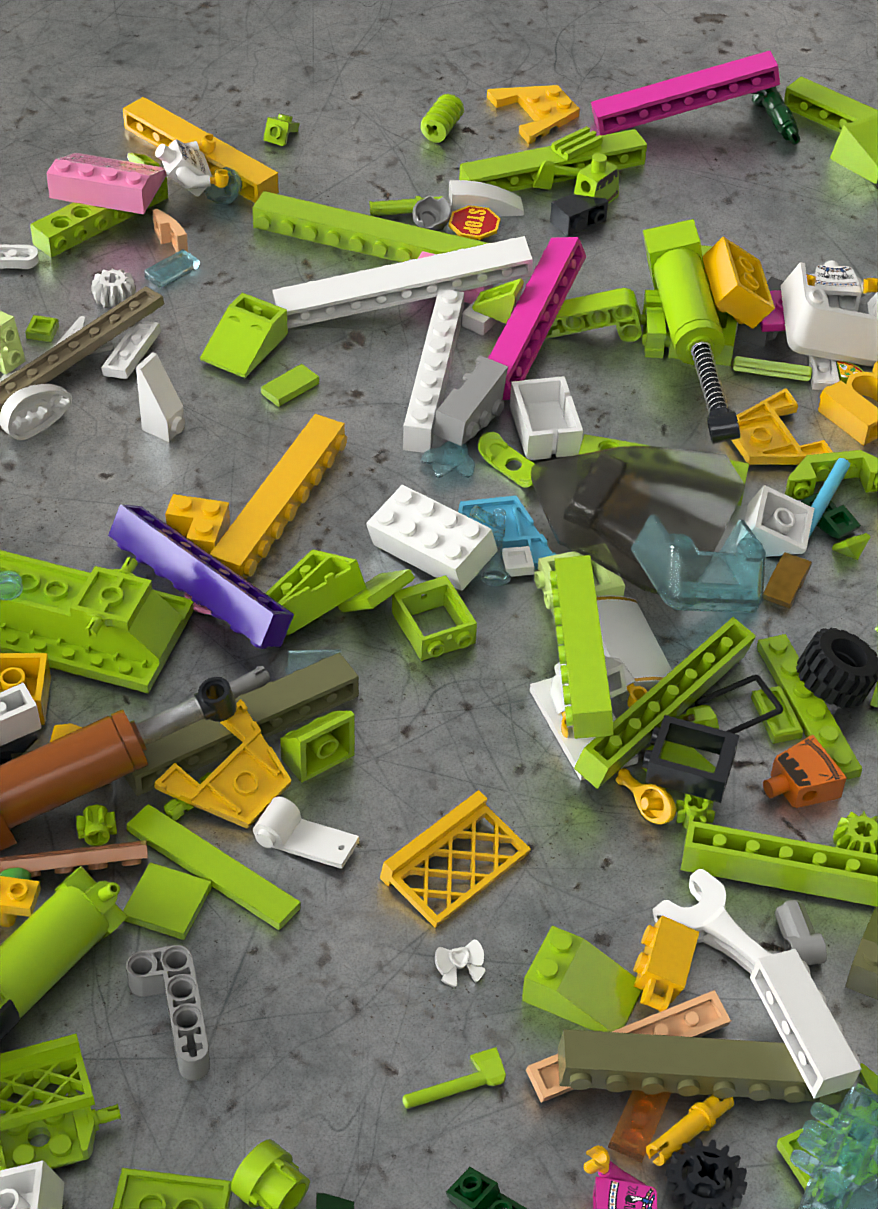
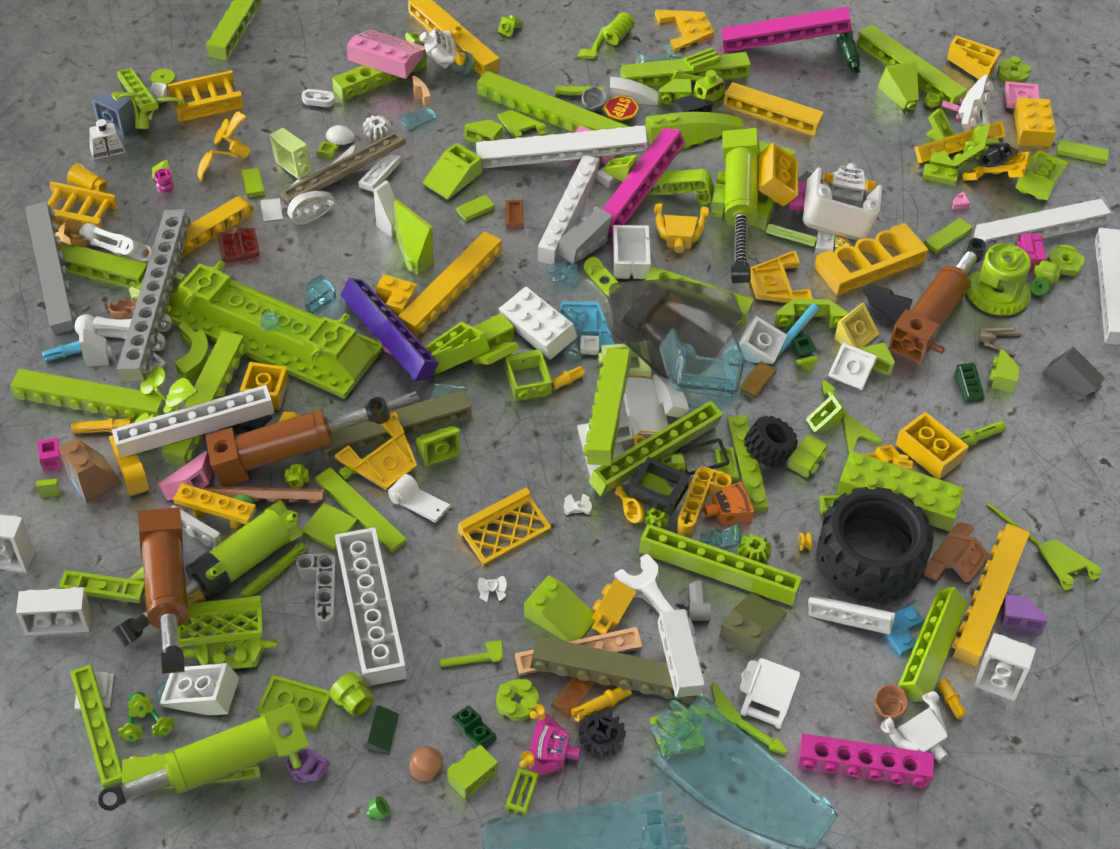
camera: 10 degrees right, 5 degrees up
(58, 304) = (340, 135): none -> white hat
(74, 536) = (319, 293): none -> clear light blue slope
(89, 988) = (274, 570): none -> lime axle
(208, 434) = (414, 238): none -> lime slope
(268, 1026) = (370, 607): none -> white brick
(276, 274) = (483, 131): none -> lime slope
(325, 260) = (517, 123): none -> lime flag
(352, 387) = (514, 214): none -> dark orange tile
(372, 553) = (496, 329): none -> lime brick
(410, 155) = (592, 53): none -> lime piece
(495, 614) = (567, 377): none -> yellow axle
(524, 145) = (640, 58): none -> clear light blue piece
(542, 1162) = (517, 688): none -> lime plate
(545, 190) = (674, 90): none -> lime slope
(566, 810) = (577, 507): none -> white piece
(597, 232) = (694, 126): none -> lime wedge
(607, 380) = (680, 231): none -> yellow torso
(663, 622) = (672, 400): none -> white slope
(694, 201) = (773, 109): none -> yellow brick
(757, 746) = (704, 483): none -> yellow beam
(812, 827) = (723, 539): none -> clear light blue slope

